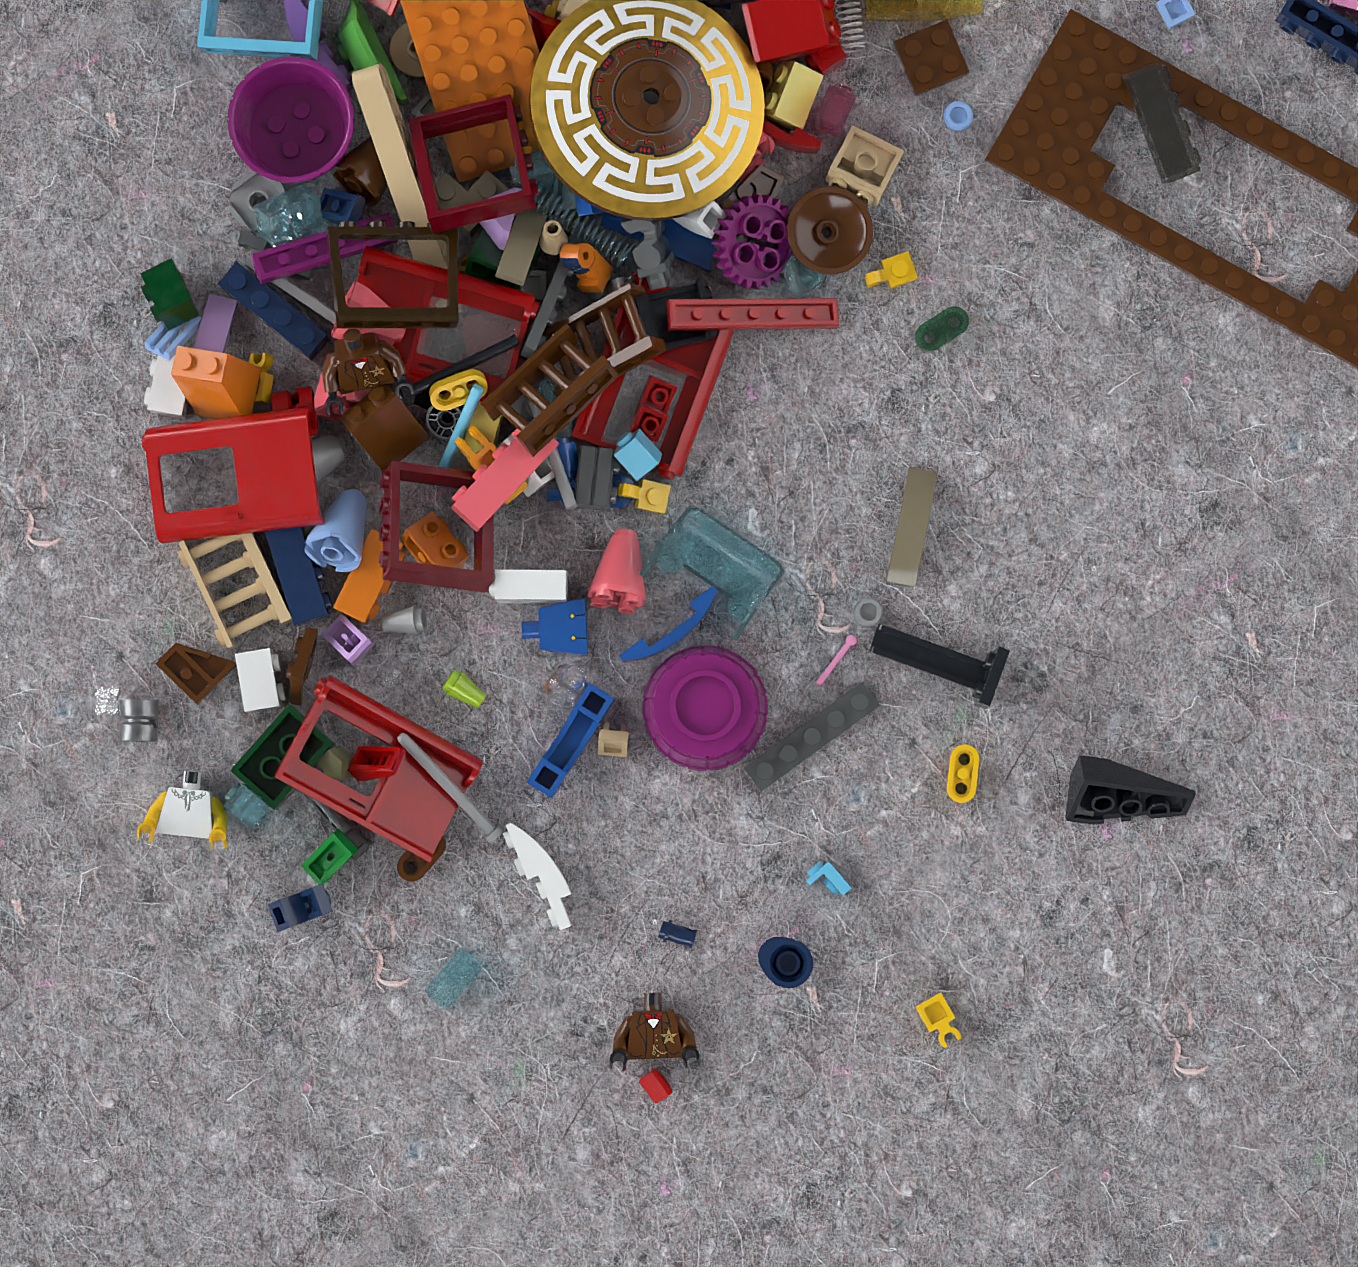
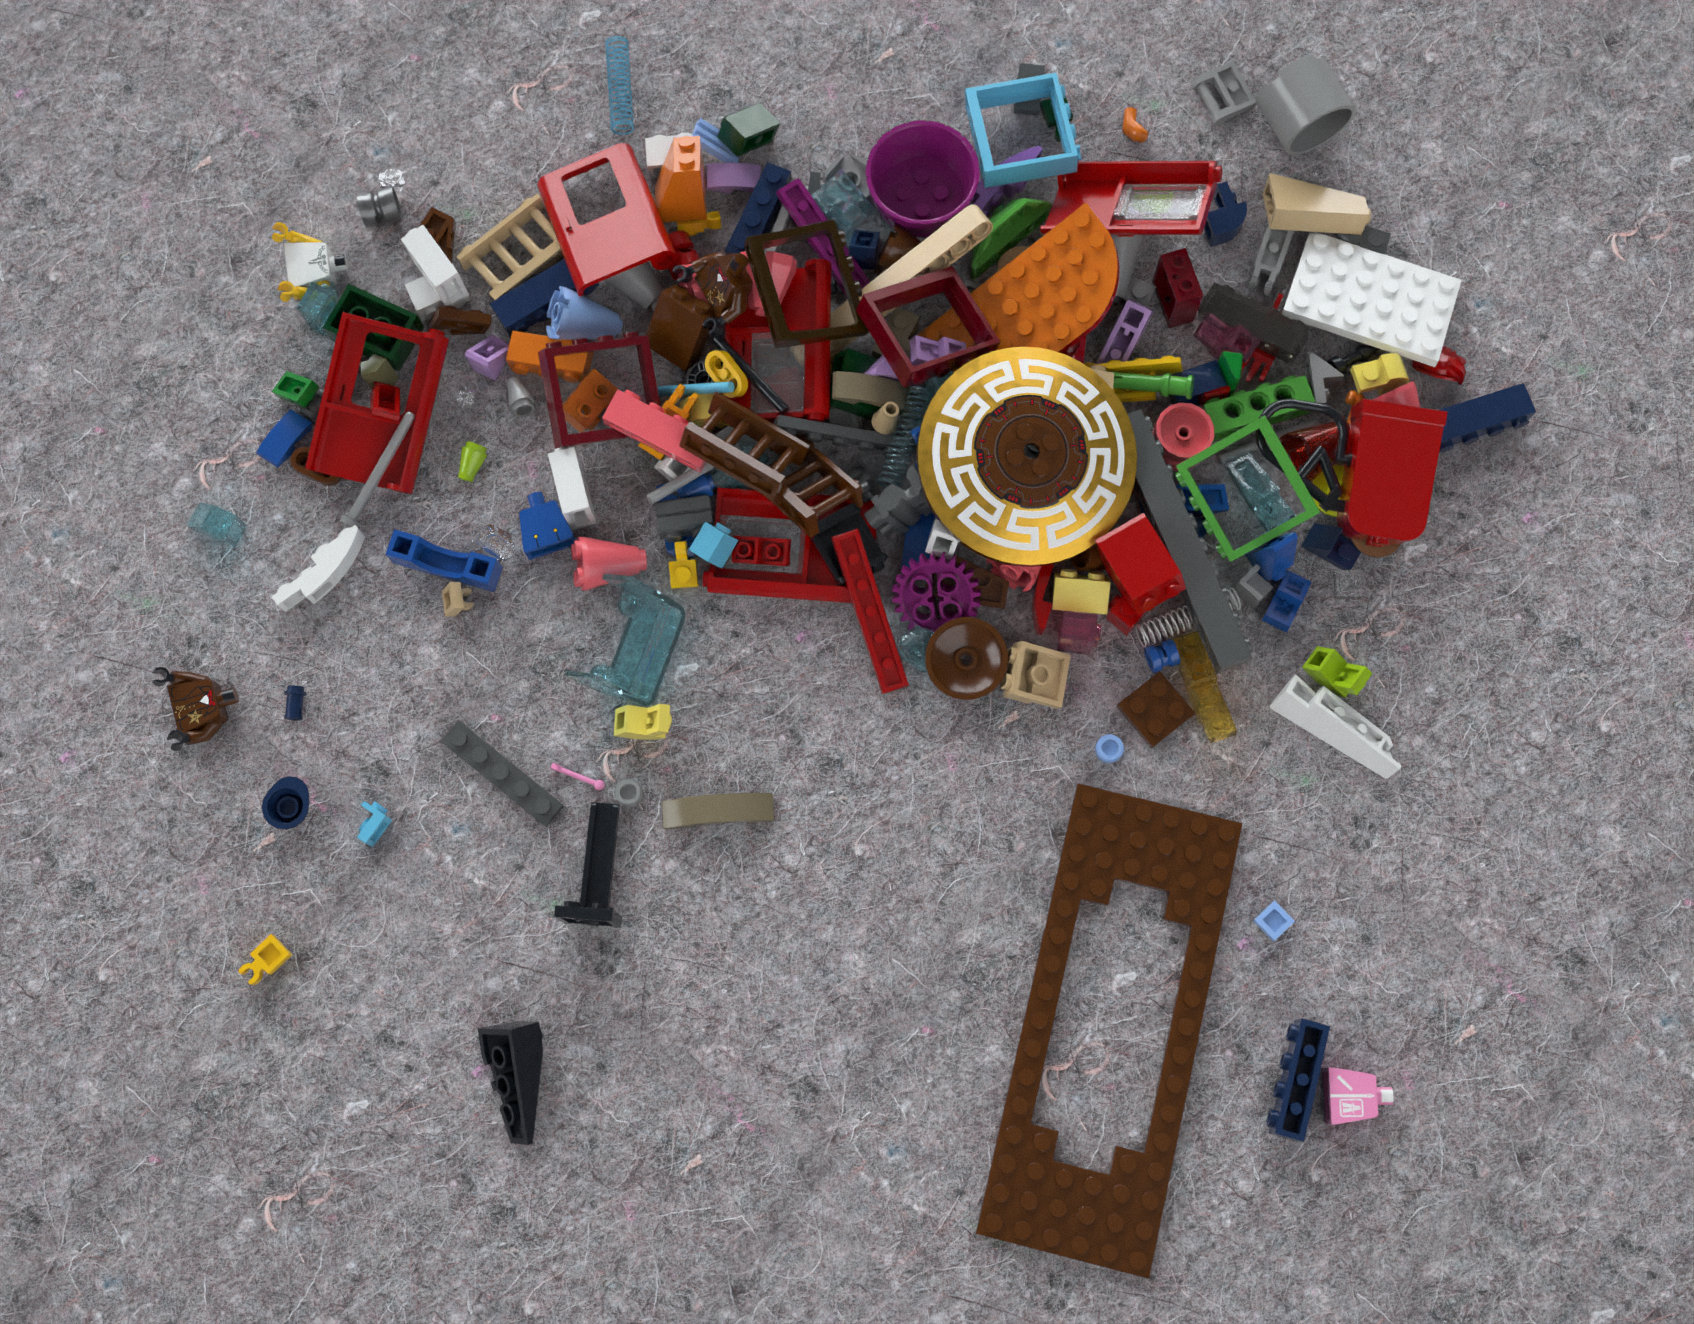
camera: 75 degrees right, 10 degrees down
(117, 428) = (619, 86): none -> medium azure piece
(244, 669) = (434, 266): none -> white window
(300, 907) = (247, 378): dark blue brick -> none
(378, 884) = (282, 438): none -> blue slope
(496, 159) = (925, 349): none -> lavender slope
(587, 265) = (871, 455): orange leg -> none
(641, 650) = (592, 641): blue slope -> none
(656, 1085) = (156, 723): red slope -> none
(705, 708) = (505, 671): magenta piece -> none
(802, 576) = (642, 722): none -> light yellow brick
(879, 34) = (1162, 655): none -> blue wheel
(895, 271) = (948, 731): yellow plate -> none
(941, 329) = (907, 787): clear green plate -> none
(963, 774) = (499, 918): yellow plate -> none
(1161, 121) = (1160, 935): clear smoke brick -> none

